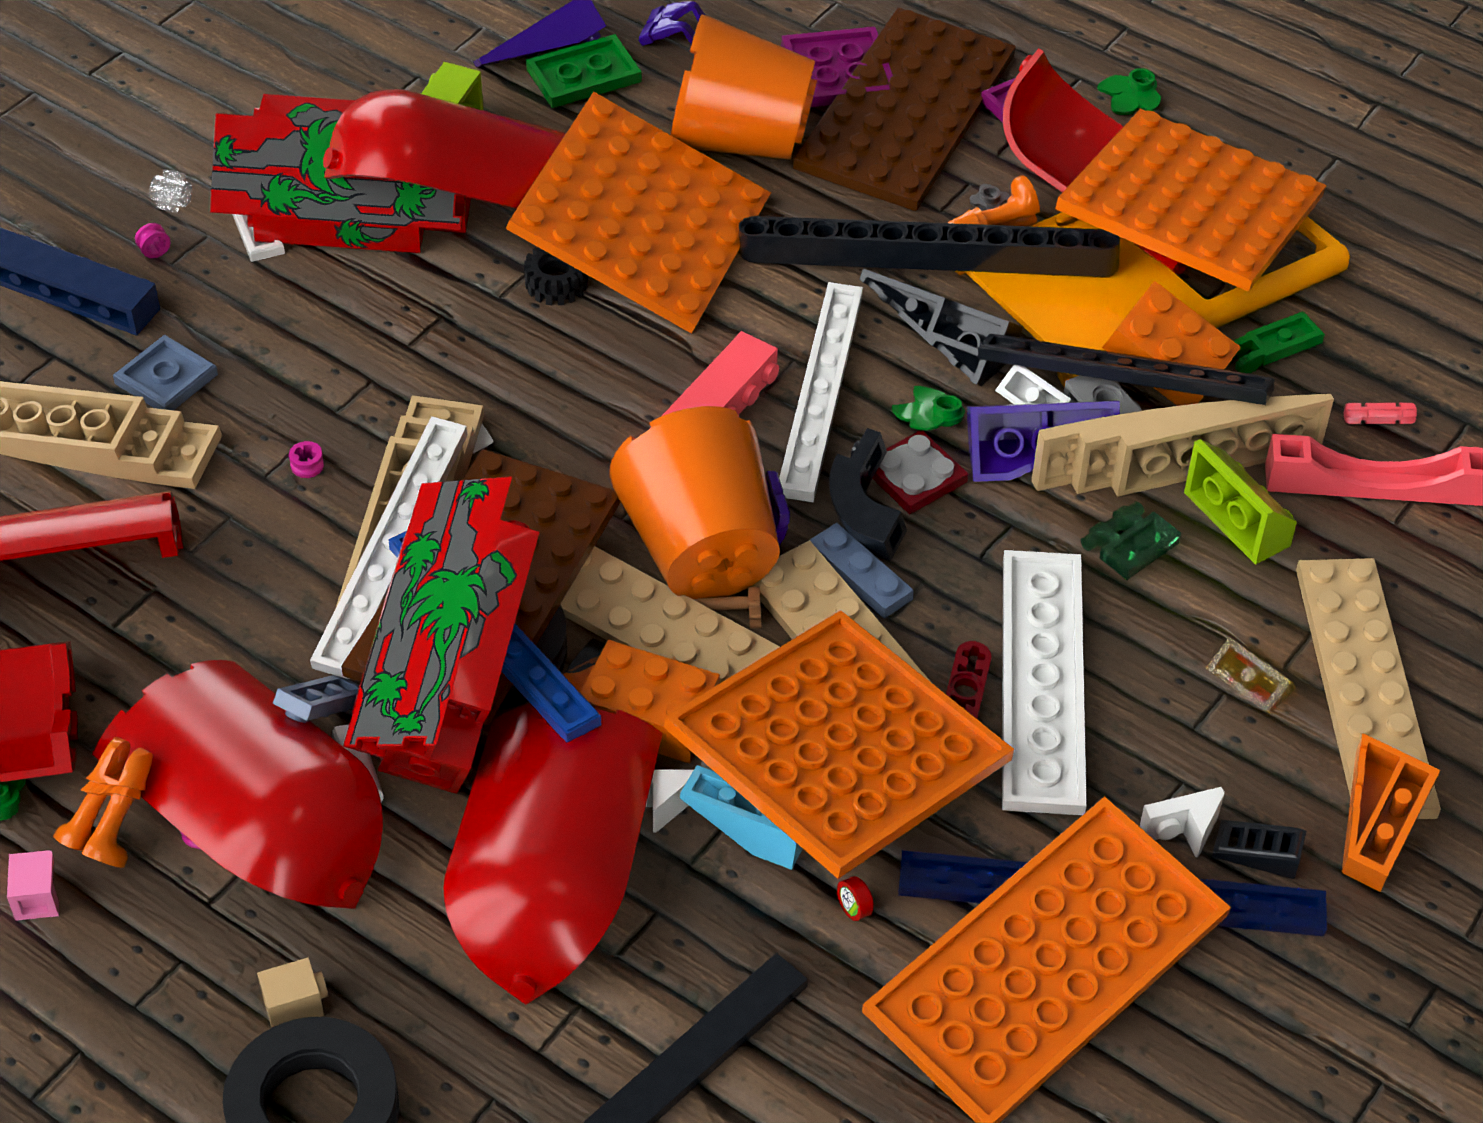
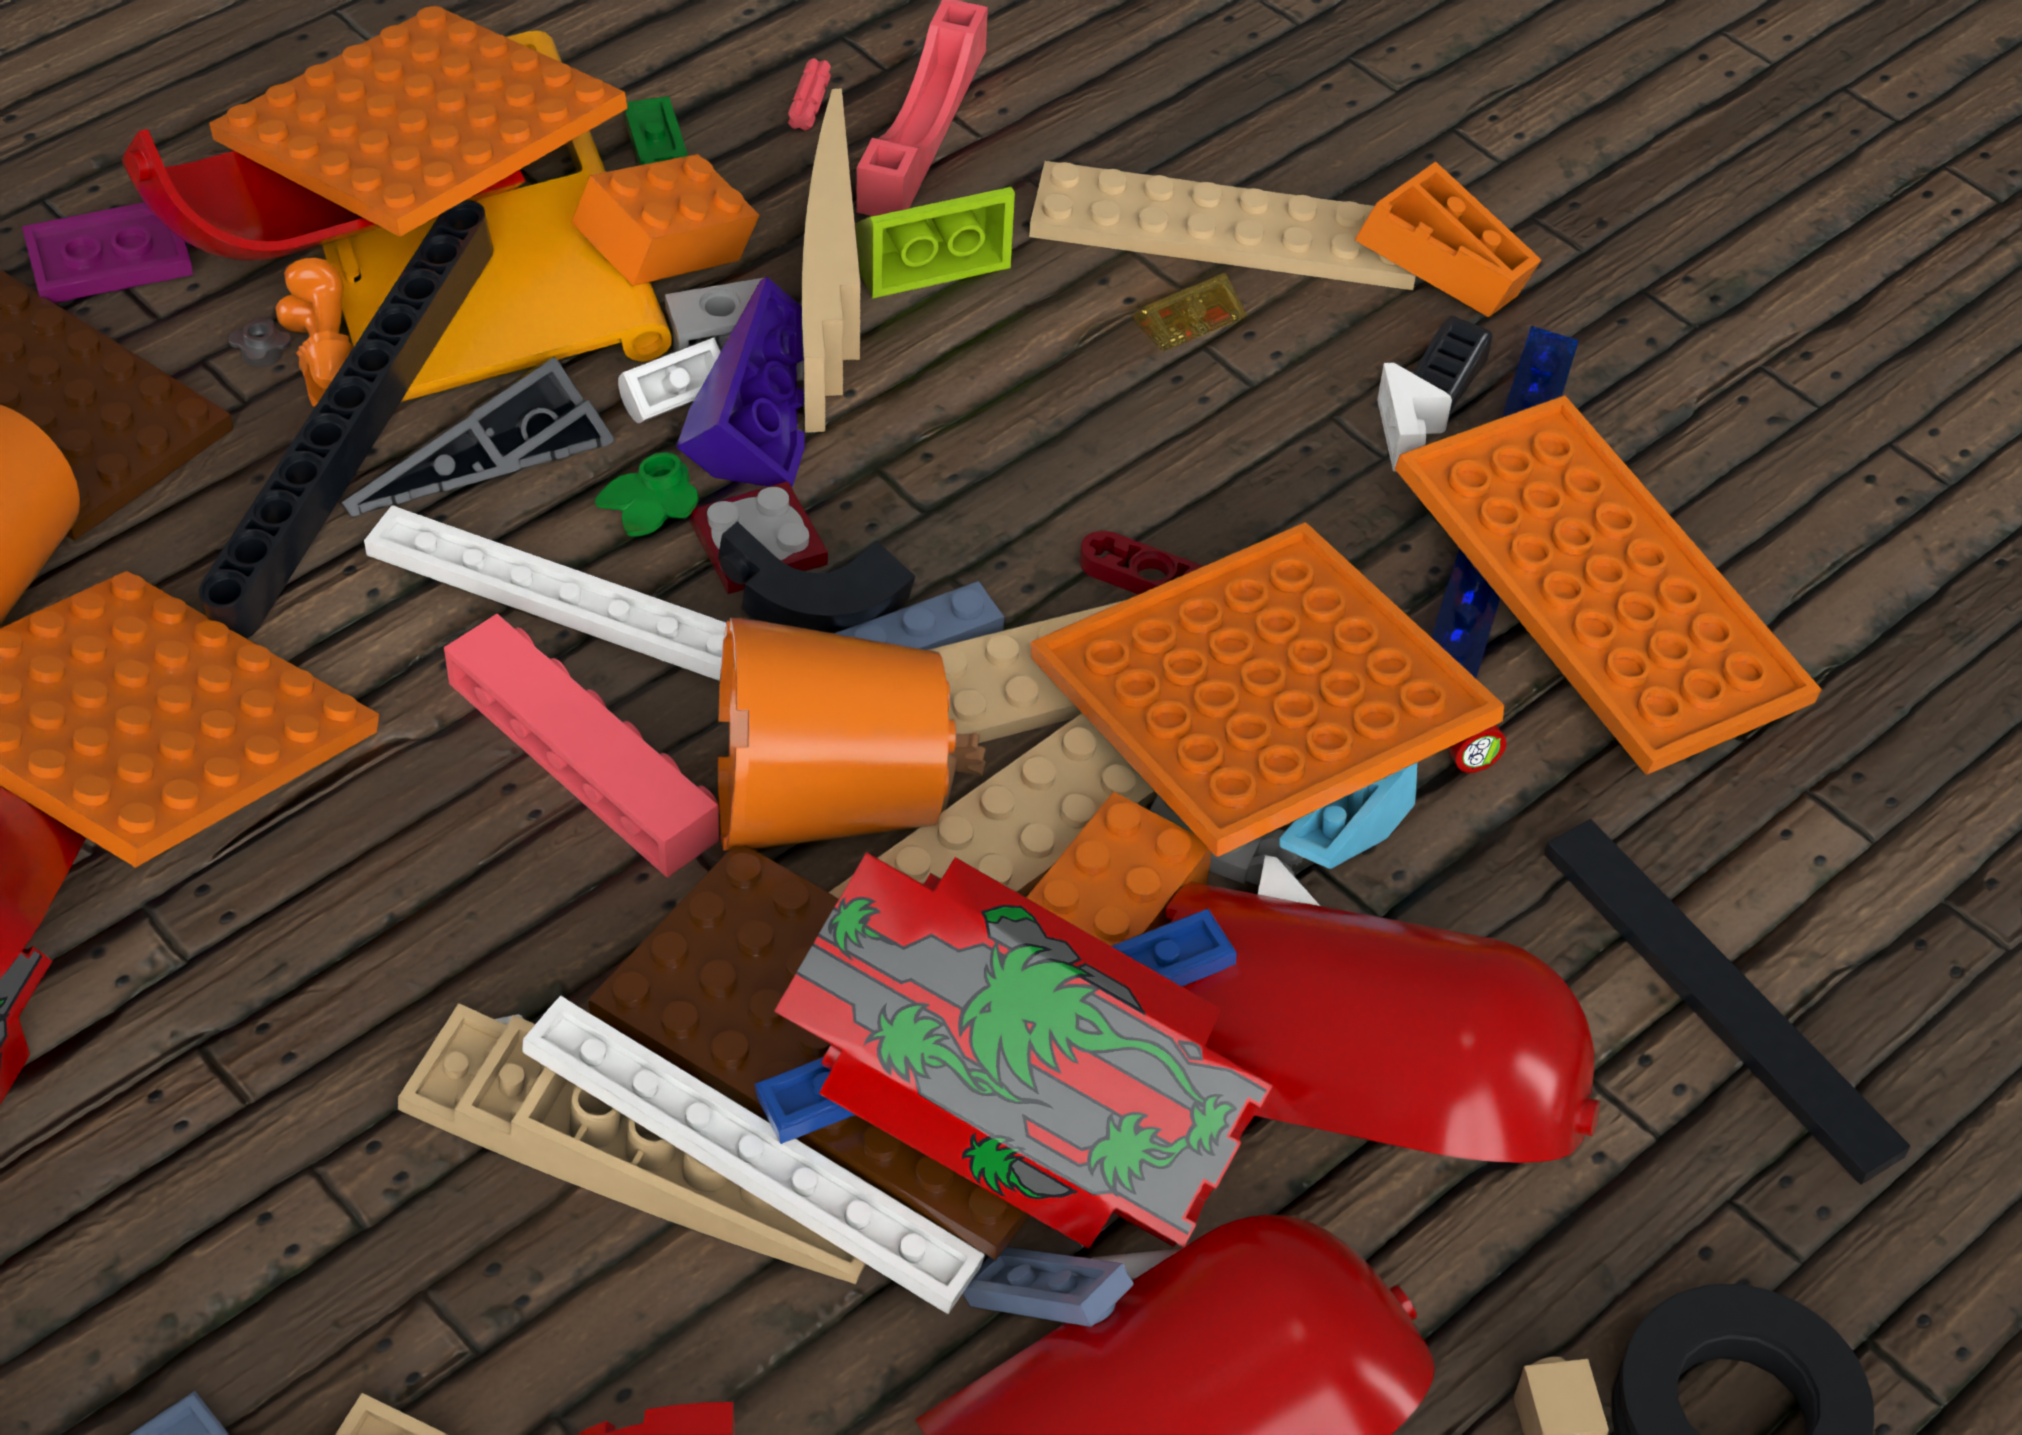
camera: 80 degrees left, 0 degrees up
(305, 468) = (469, 1261): dark pink bush -> none
(552, 286) = (195, 890): black tyre -> none
(1043, 683) = (1146, 485): white plate -> none
(1127, 368) = (698, 266): black tile -> none
(1132, 91) = (101, 149): green plate -> none
(1138, 545) = (963, 349): clear green plate -> none

